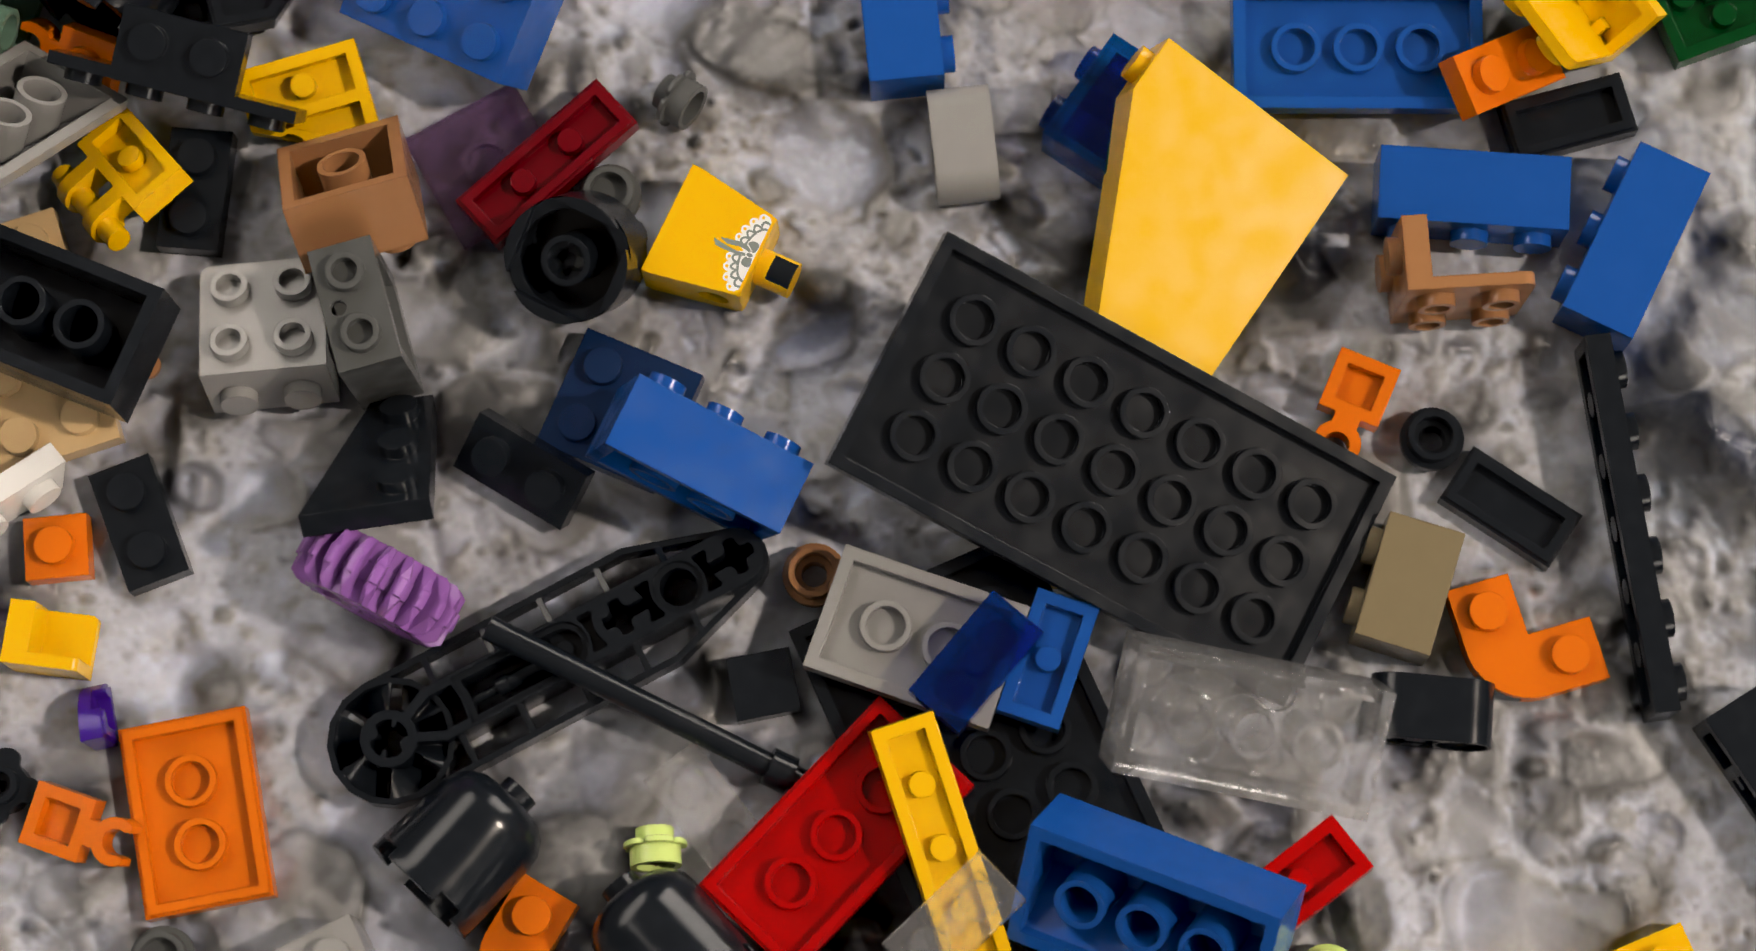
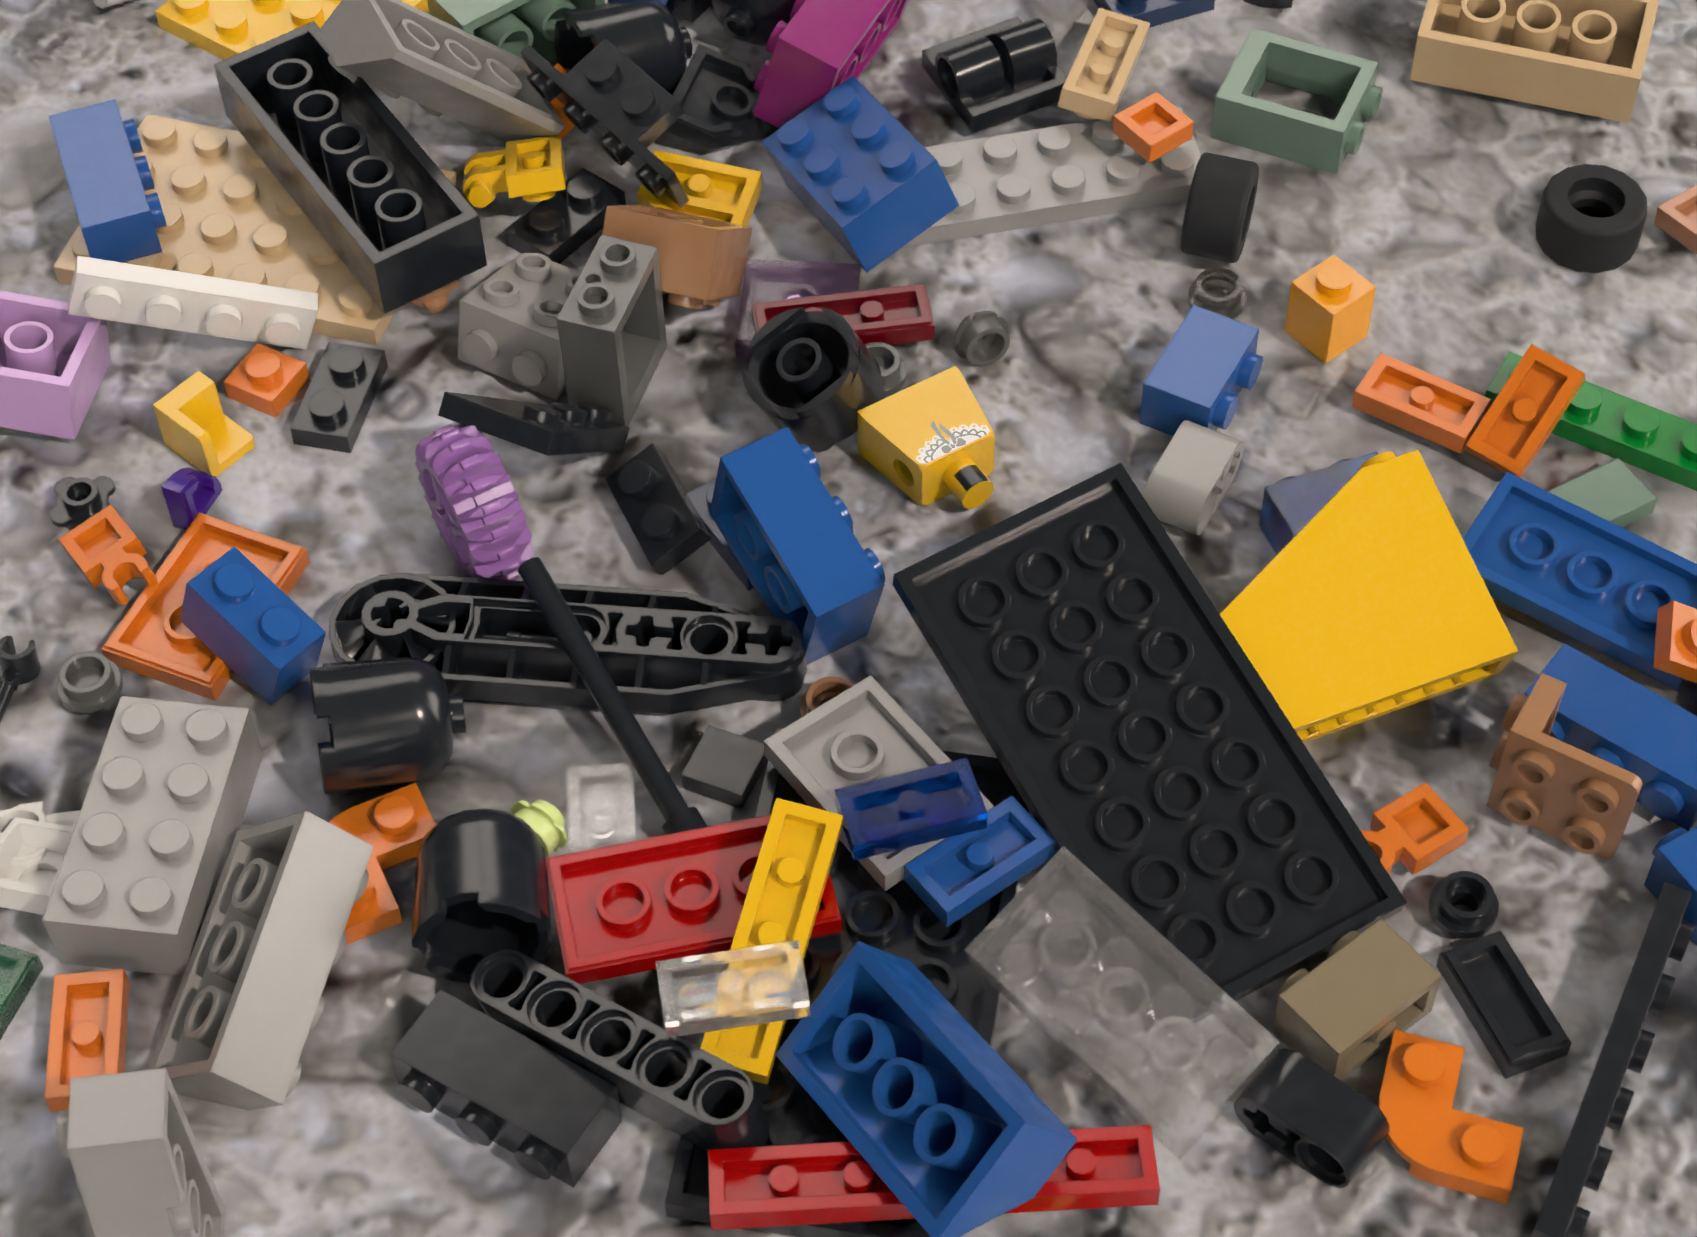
camera: 30 degrees right, 25 degrees down
(277, 826) = (252, 625): none -> blue brick

